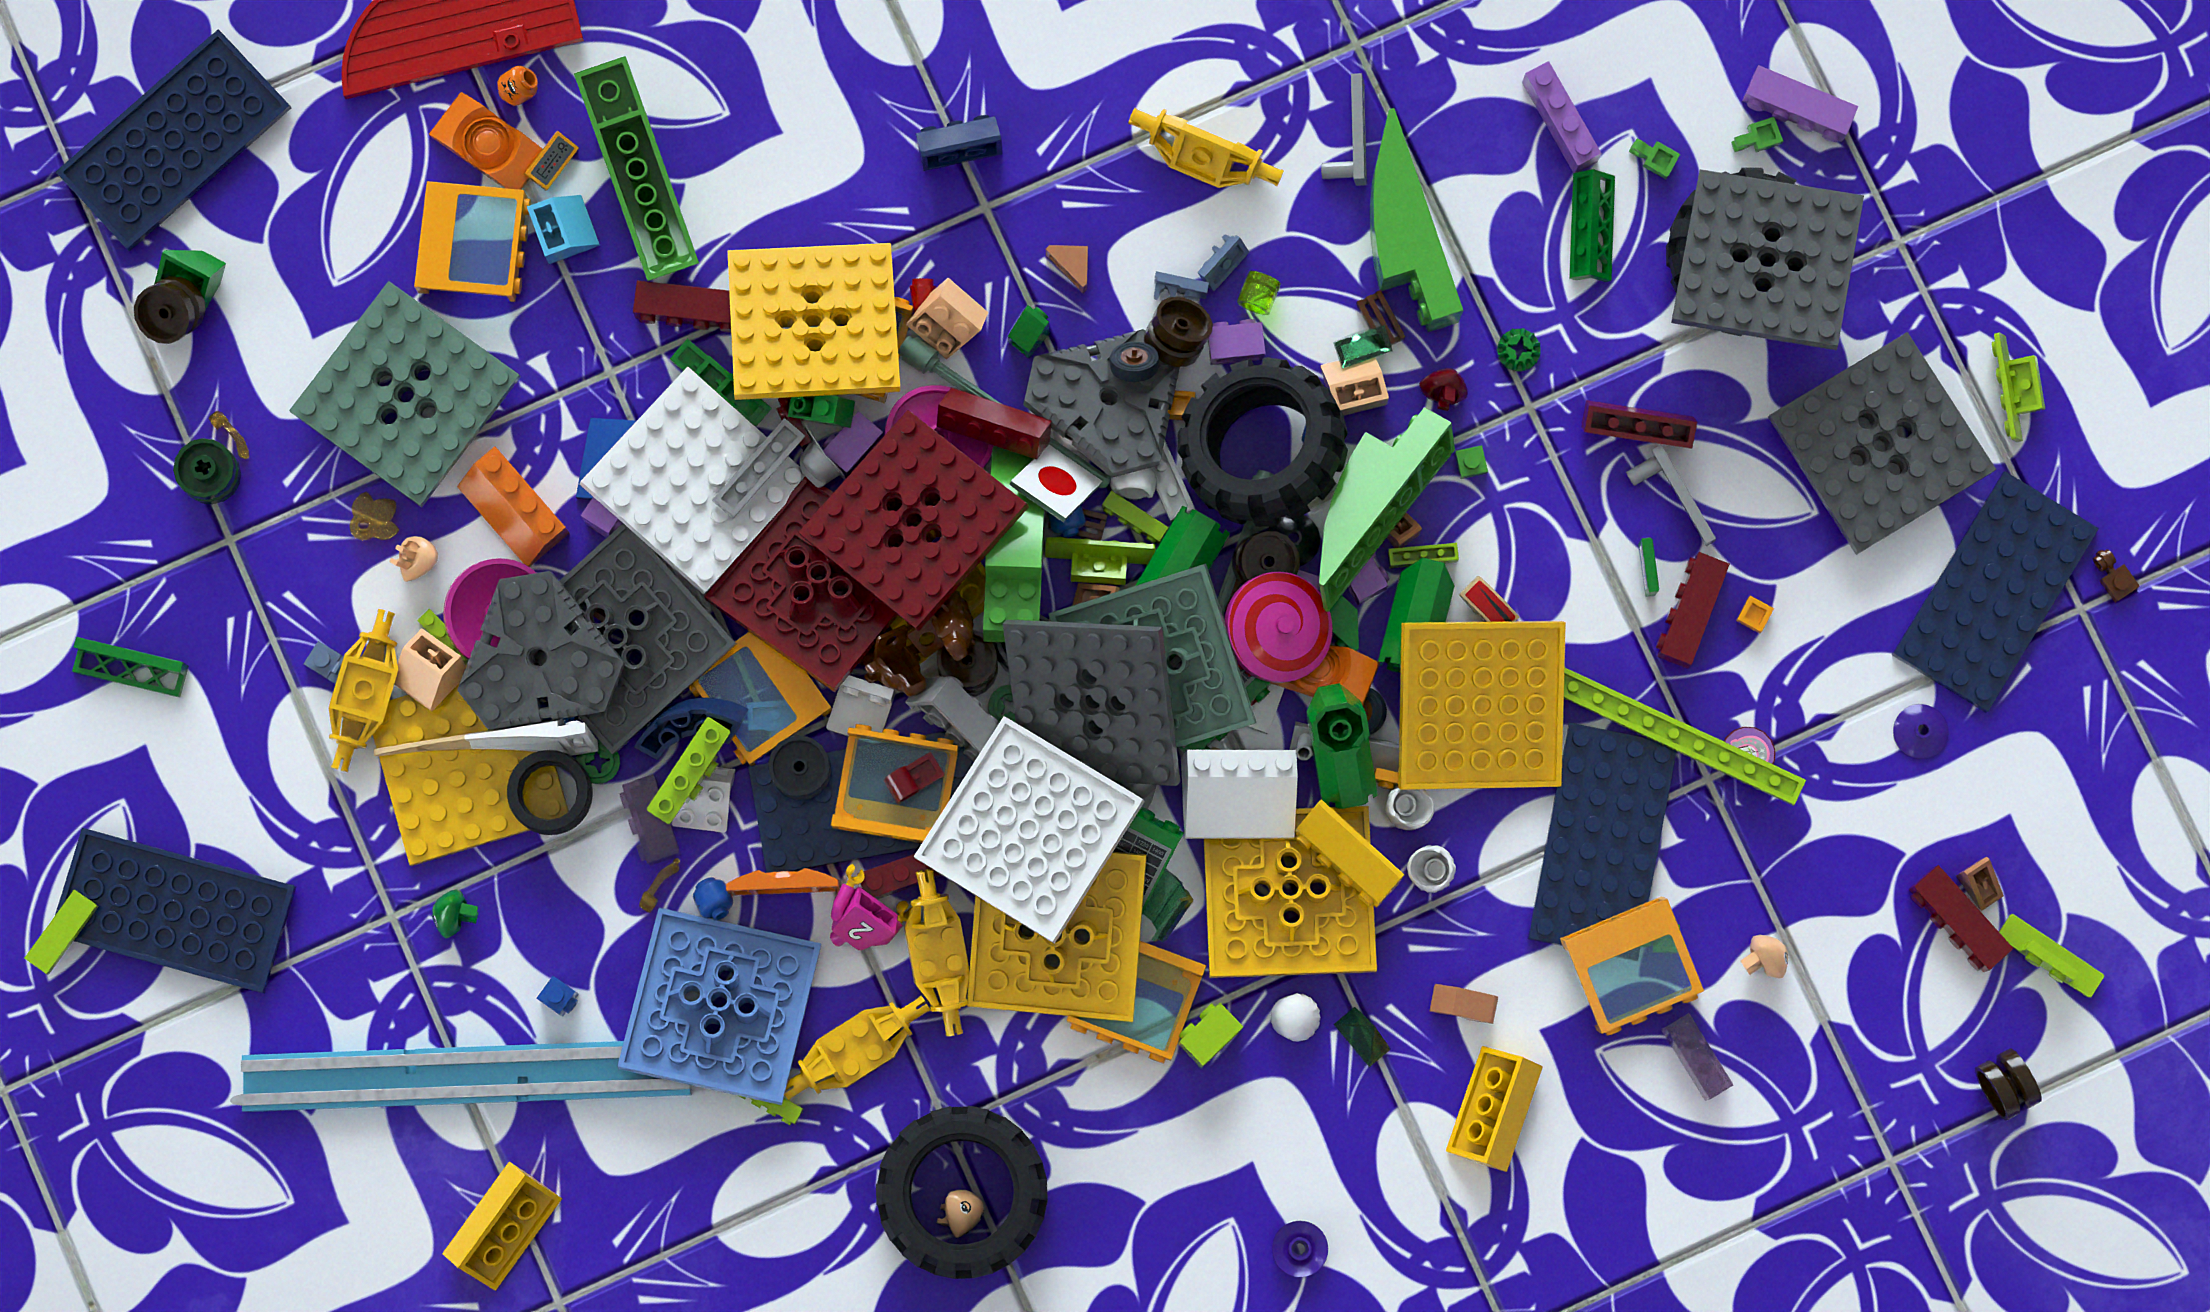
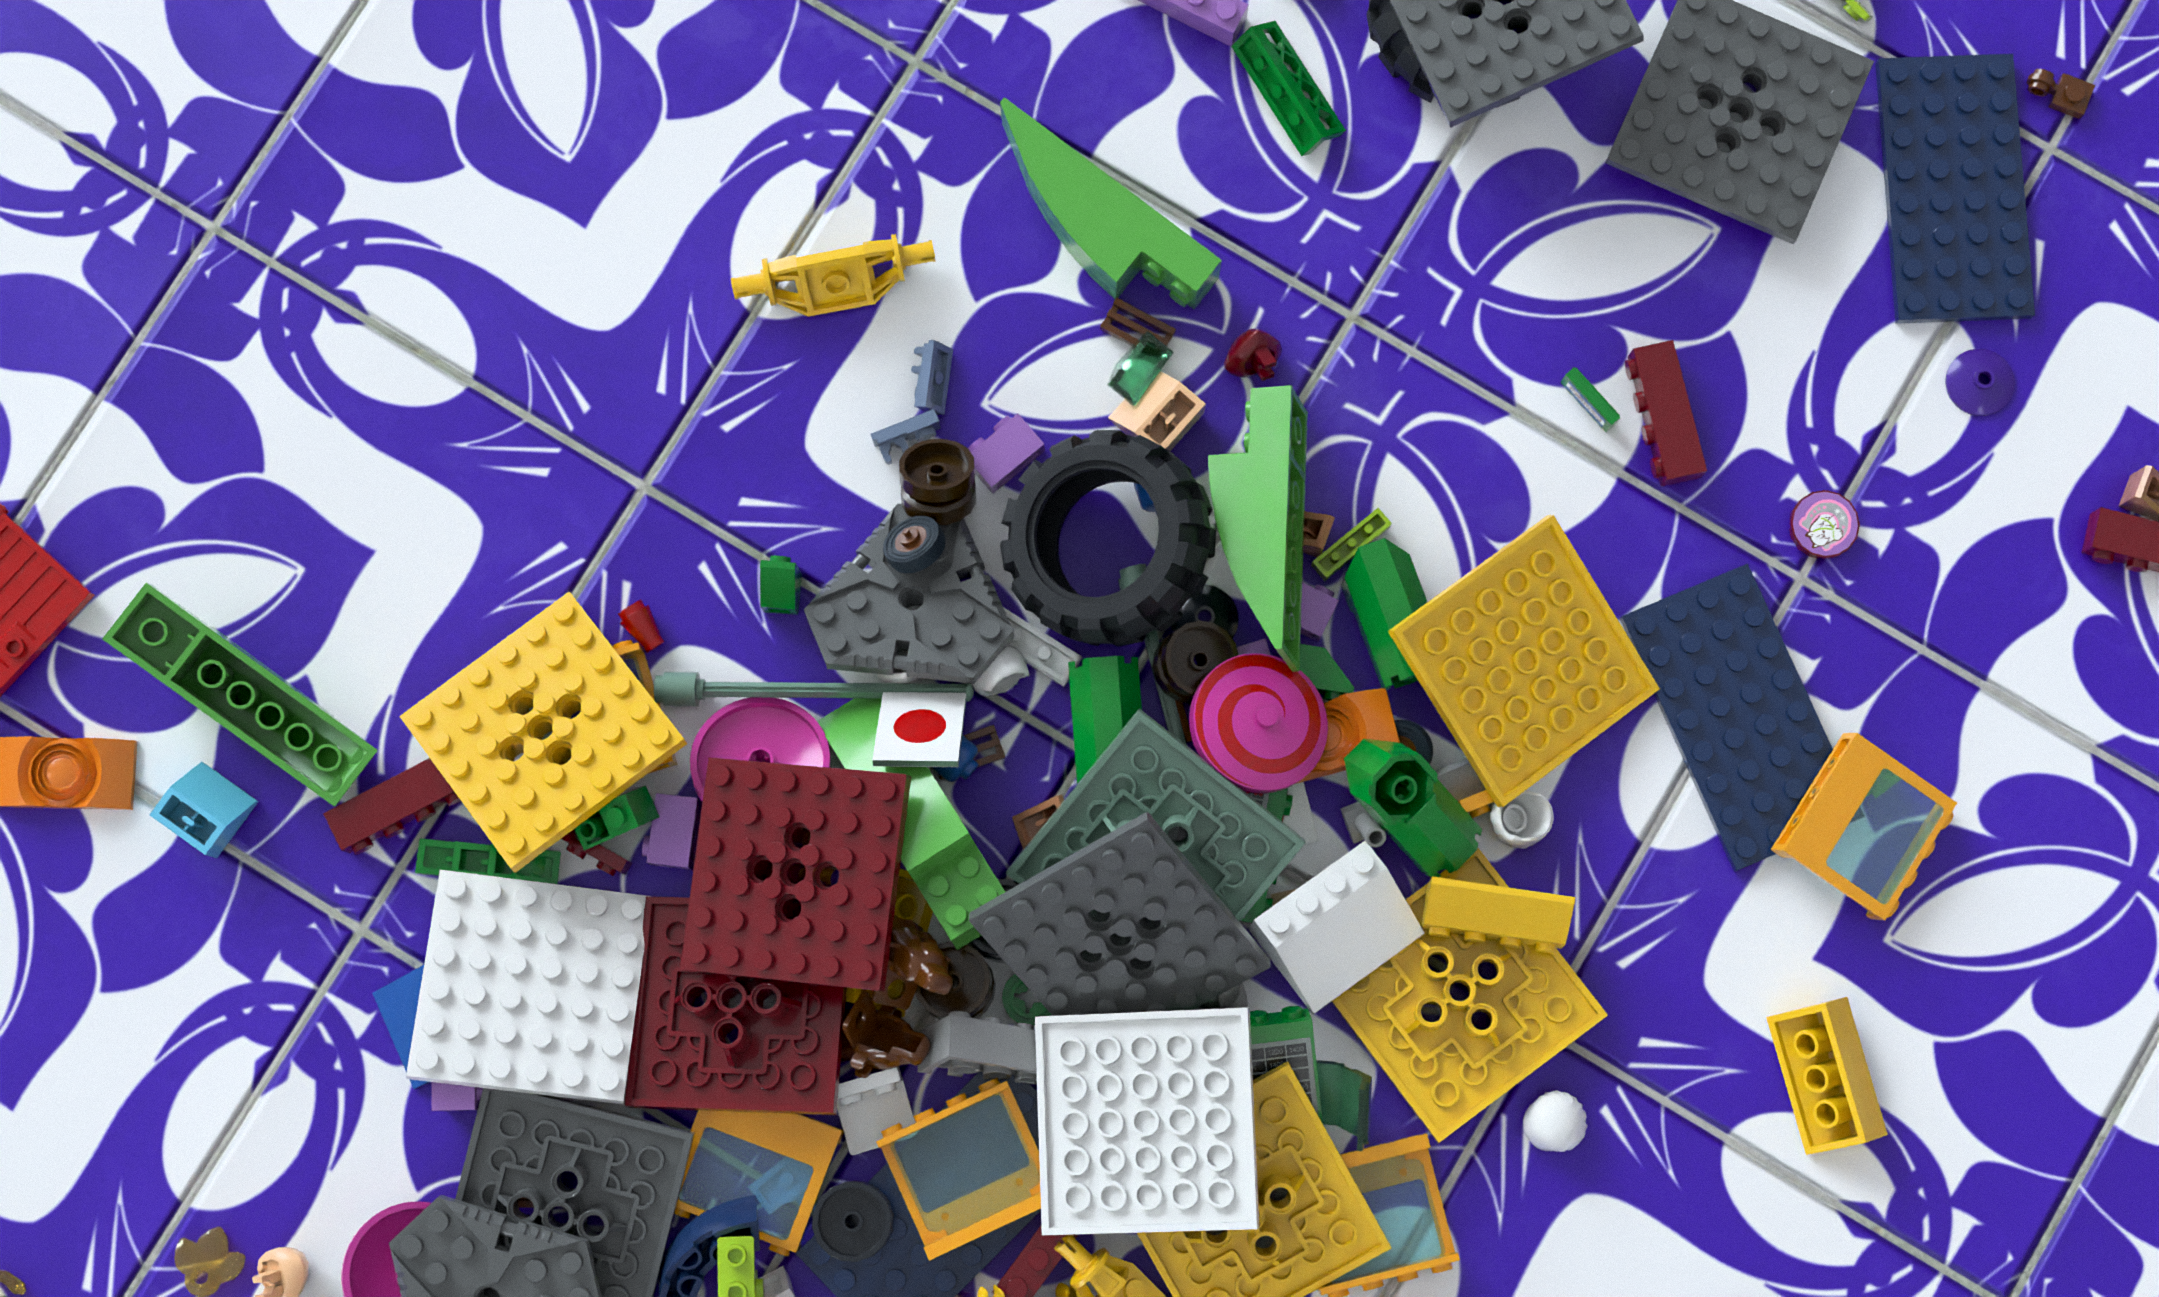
camera: 30 degrees left, 0 degrees up
(399, 341) = (108, 1049): sand green plate -> none
(472, 240) = (114, 889): panel -> none
(512, 507) = (351, 1147): orange slope -> none
(517, 85) = (53, 690): orange head -> none
(551, 160) = (145, 746): tile -> none
(758, 468) = (590, 928): light grey piece -> none
(817, 465) = (651, 881): light grey piece -> none
(913, 778) = (982, 1146): dark red plate -> none
(948, 318) = (684, 630): light nougat slope -> none
(959, 142) = (570, 437): dark blue slope -> none
(994, 423) = (809, 709): dark red brick -> none
(1071, 262) = (775, 484): nougat slope -> none
(1098, 560) = (1018, 778): lime bracket -> none
(1135, 517) = (1024, 707): lime piece -> none
(1179, 404) = (991, 555): light orange plate -> none
(1210, 1034) = (1481, 1205): lime brick -> none
(1258, 293) = (993, 385): clear neon green piece -> none
(1357, 167) = (1005, 186): light grey piece -> none
(1362, 1036) = (1636, 1093): clear green slope -> none
(1431, 868) = (1588, 867): white hair -> none
(1464, 1003) = (1719, 986): nougat slope -> none
(1471, 462) = (1332, 413): bright green plate -> none
(1487, 602) = (1452, 549): red slope -> none
(1508, 355) = (1293, 277): green gear -> none
(1639, 424) = (1479, 258): dark red brick -> none
(1661, 462) = (1529, 281): light grey piece -> none
(1682, 737) = (1751, 553): lime plate -> none
(1697, 1057) = (1996, 876): clear purple brick -> none
(1755, 614) = (1731, 375): light orange plate -> none
(1767, 953) = (1993, 718): light nougat piece -> none

